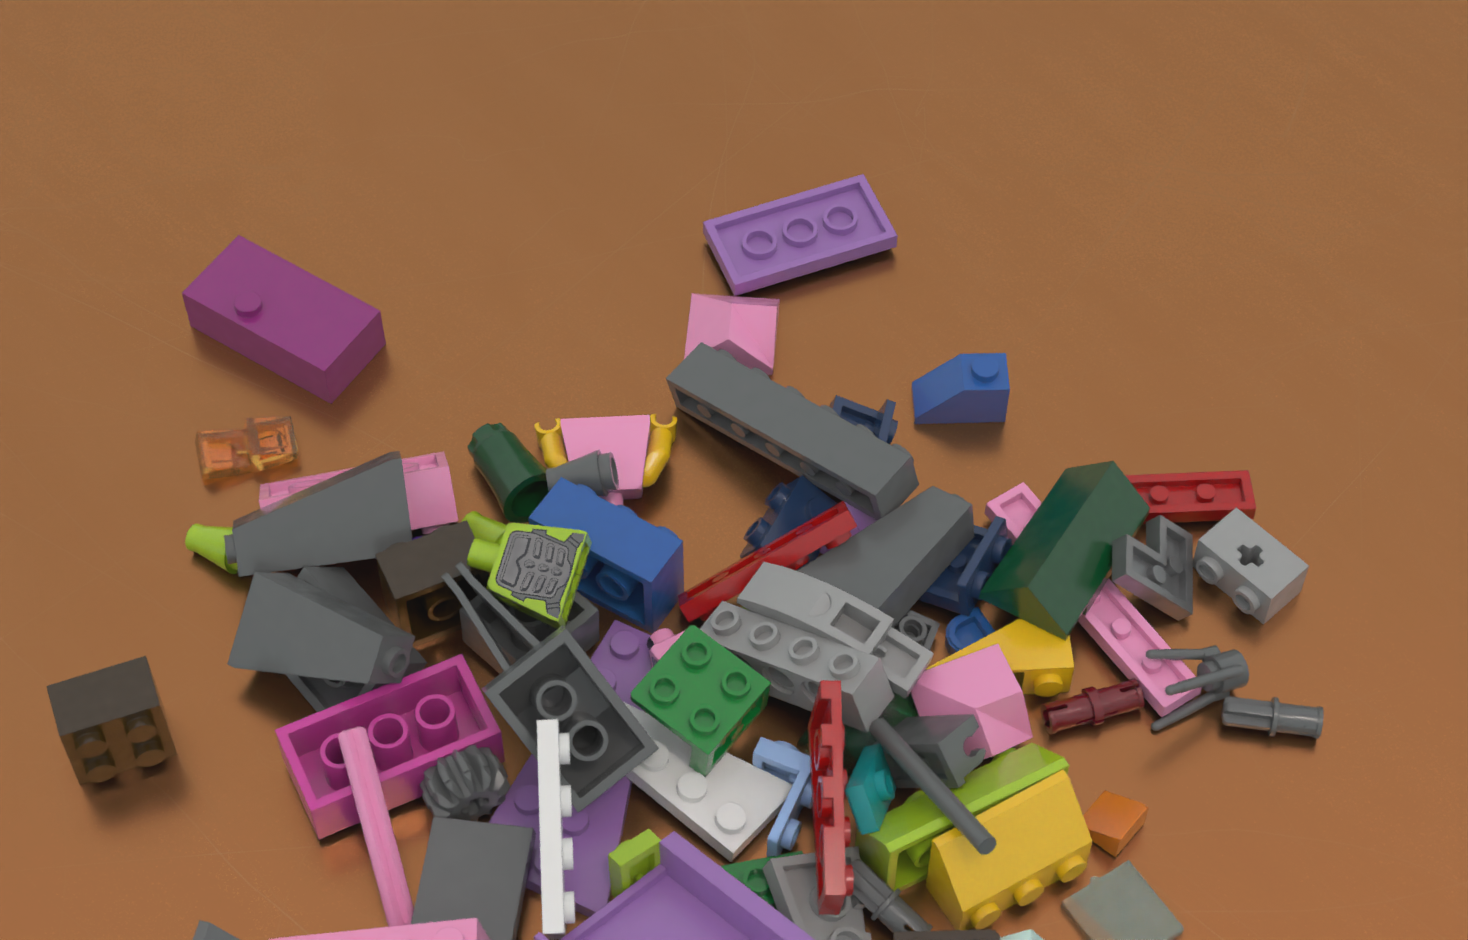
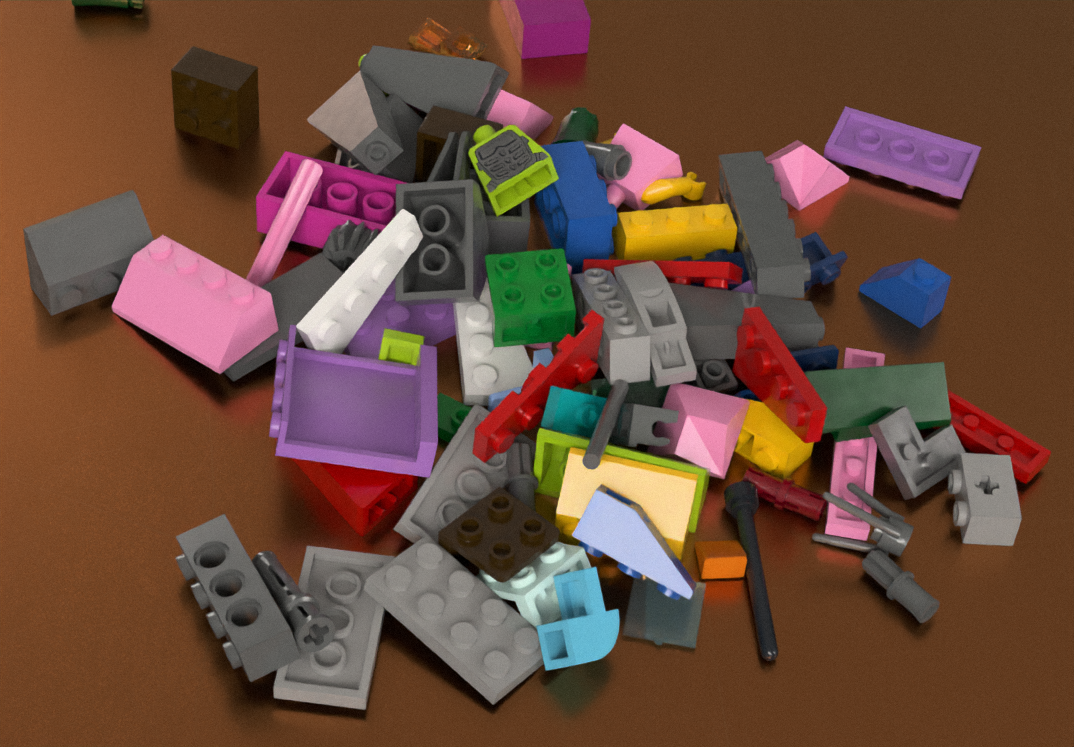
camera: 40 degrees right, 10 degrees down
(713, 496) = (674, 232): none -> yellow slope
(999, 599) = (776, 377): none -> red wing
(1047, 884) = (627, 534): none -> slope
(1077, 751) = (742, 503): none -> black piece

